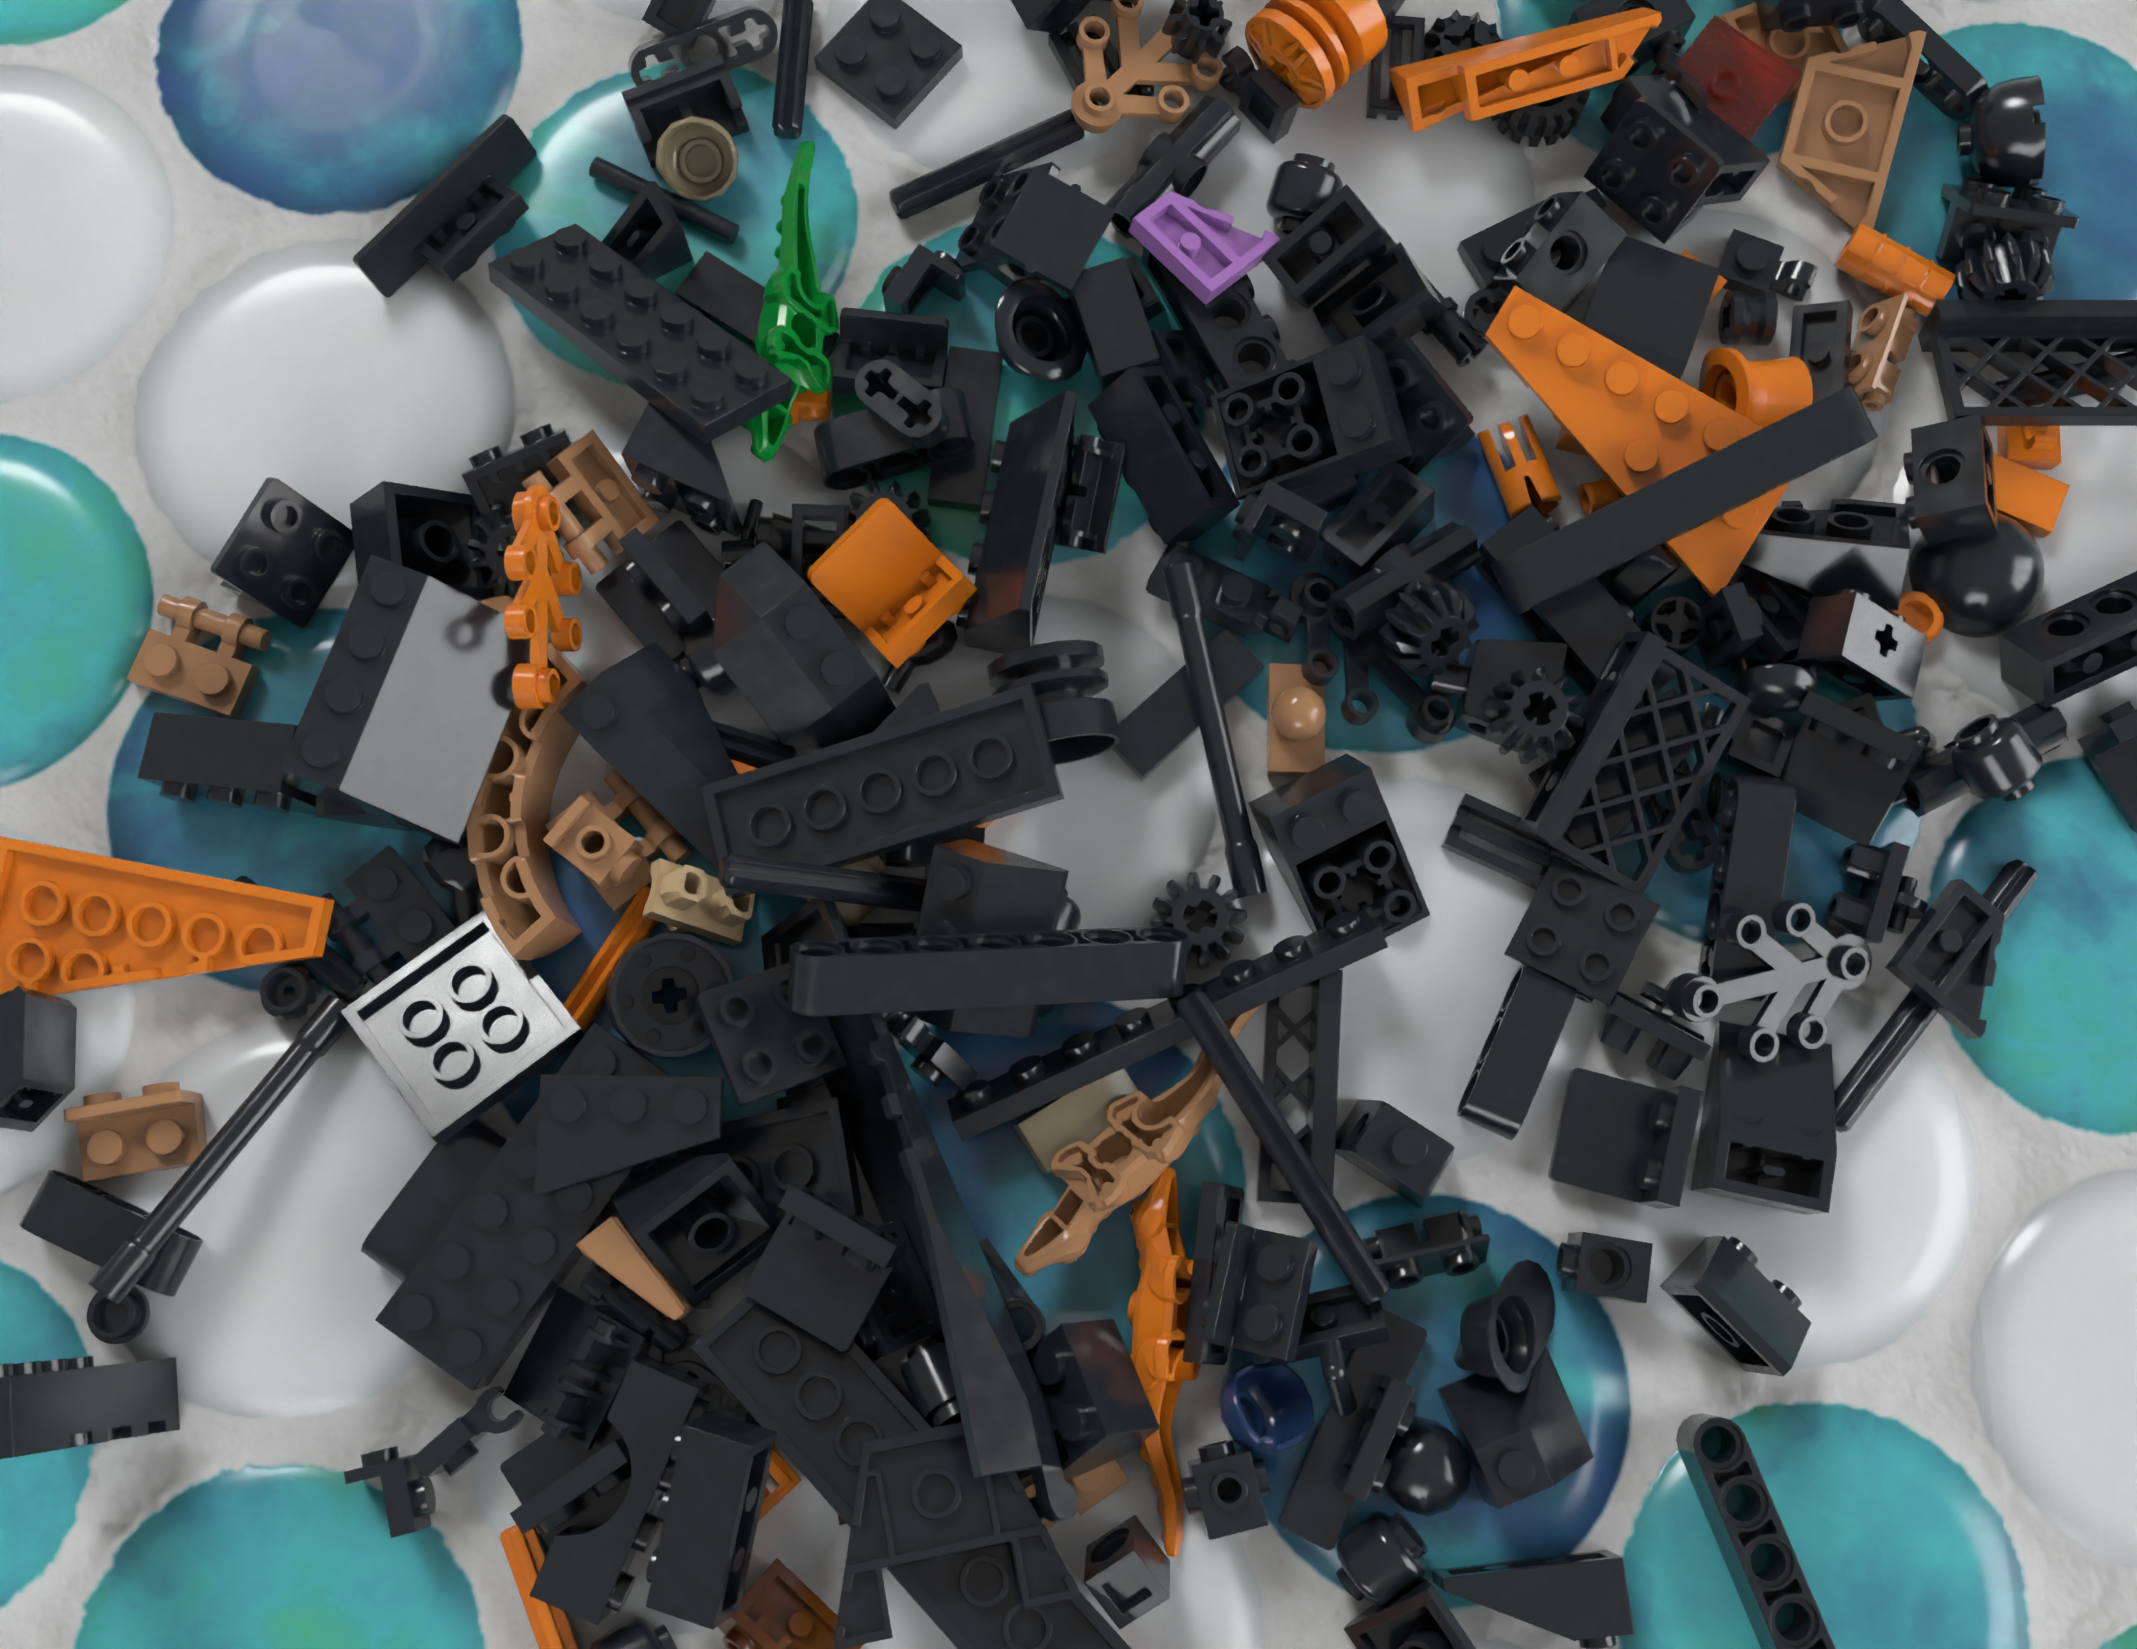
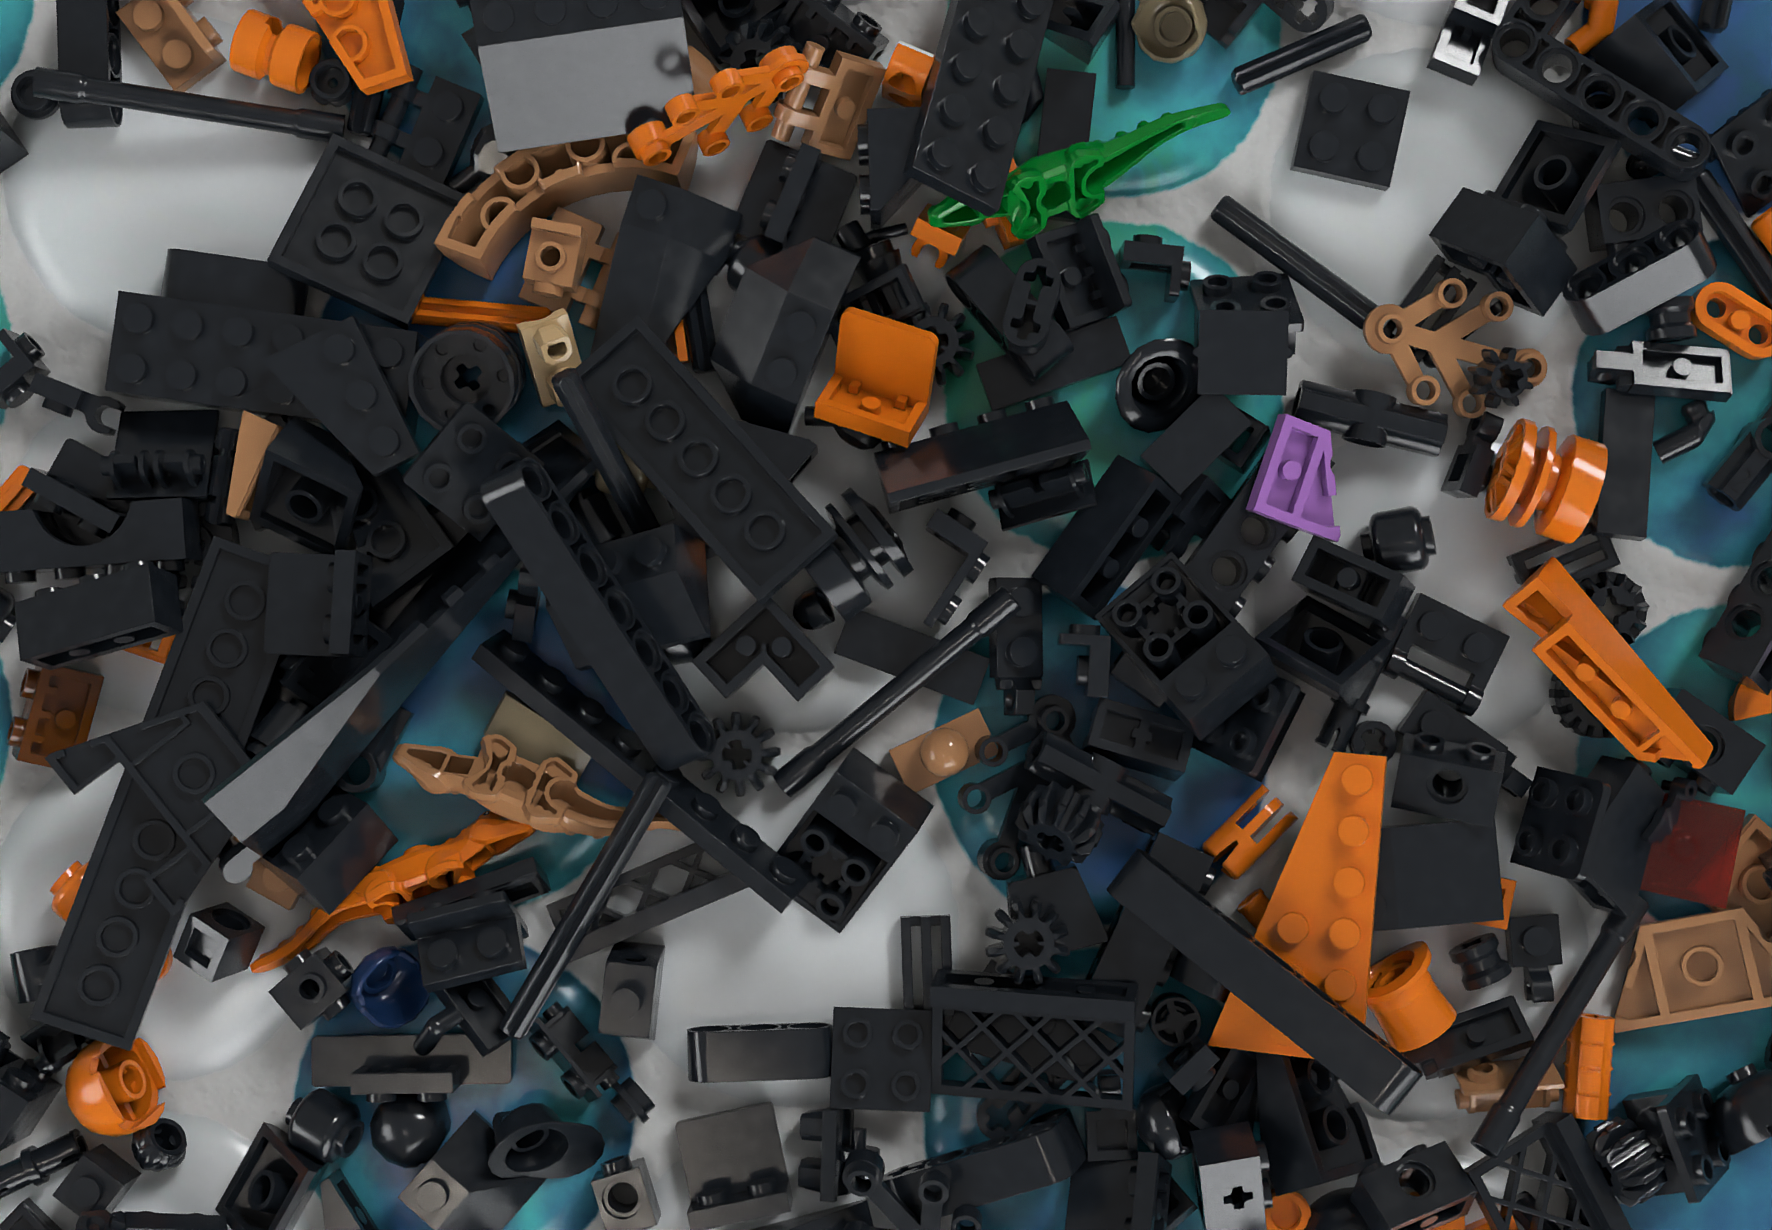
camera: 65 degrees right, 10 degrees up
(216, 1036) = (267, 48): none -> orange wheel
(608, 411) = (907, 75): none -> orange leg
(775, 473) = (945, 239): none -> orange tile
(1089, 777) = (813, 610): none -> black hinge
(1098, 829) = (760, 639): none -> black brick
(1107, 583) = (956, 531): none -> black bracket
(1427, 195) = (1452, 639): none -> black plate
(1506, 1210) = (631, 1101): none -> black plate
(1913, 352) = (1507, 1111): none -> black piece

